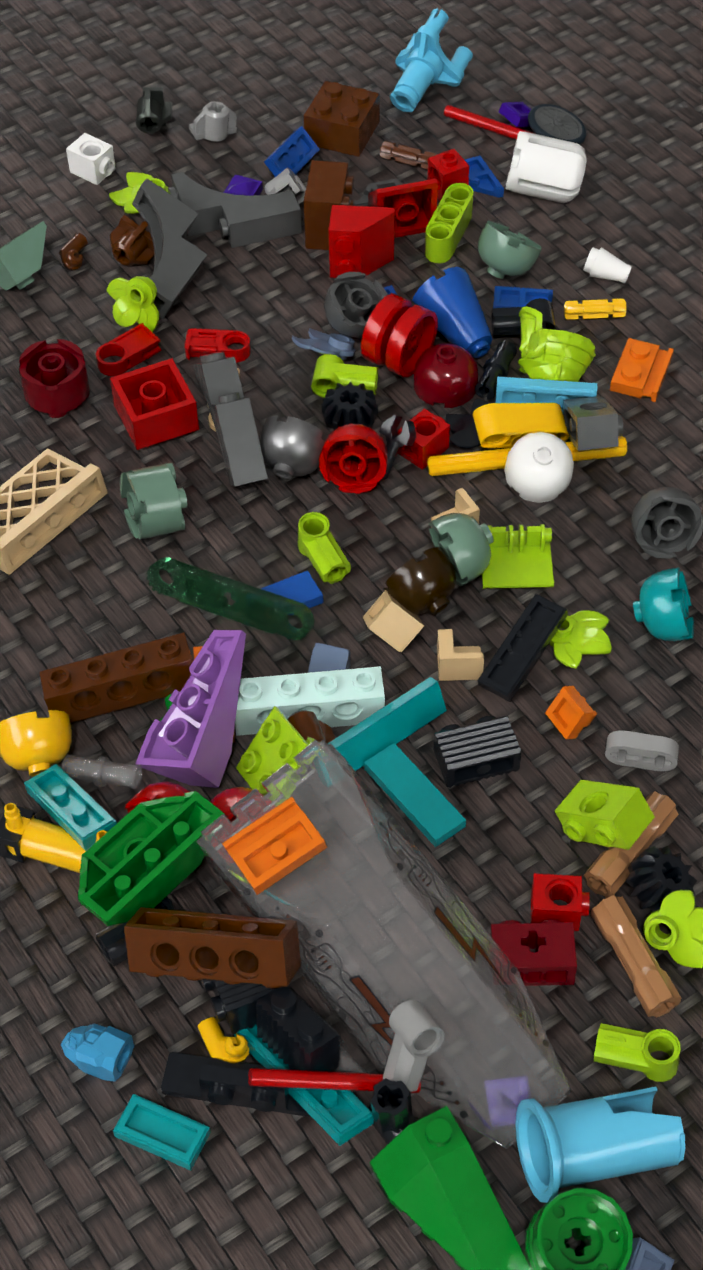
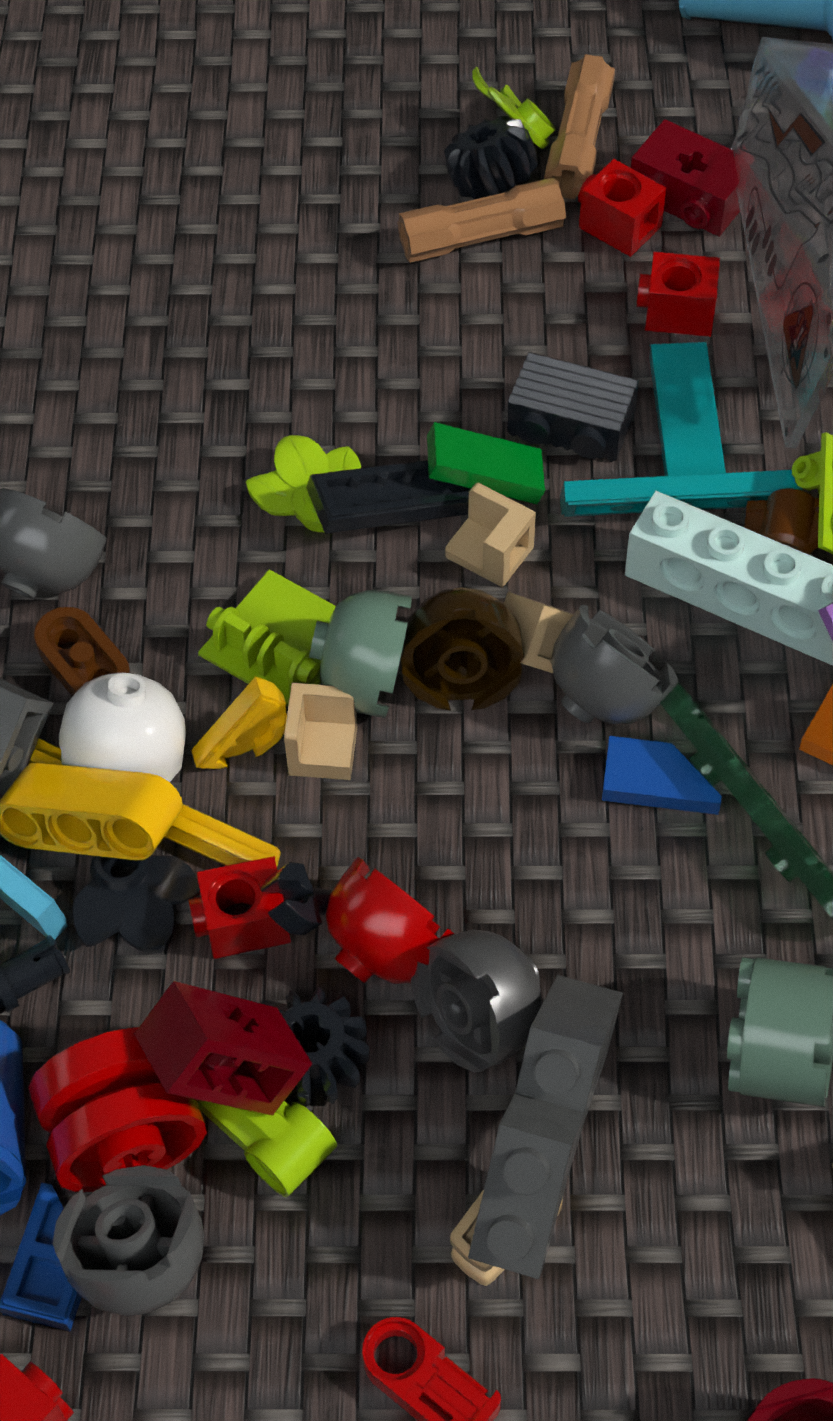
camera: 145 degrees left, 5 degrees up
(154, 403) = (656, 1261): red brick -> none
(321, 548) = (557, 808): lime piece -> none
(327, 344) = (249, 1231): sand blue plate -> none
(329, 658) = (679, 629): sand blue slope -> none
(340, 608) = (607, 670): none -> dark grey cylinder
(354, 361) = (222, 1049): none -> dark red brick
(445, 375) = (85, 1000): dark red cylinder -> none
(468, 873) = (680, 293): none -> red brick
(489, 497) = (251, 722): none -> yellow tile
(493, 686) = (473, 458): none -> green tile
(570, 712) = (412, 388): orange tile -> none
(596, 496) = (89, 656): none -> reddish brown plate
(604, 814) = (490, 265): lime brick -> none
(633, 1048) = (648, 46): lime piece -> none
(642, 750) = (371, 303): light grey beam -> none
(665, 606) = (168, 430): teal cylinder -> none

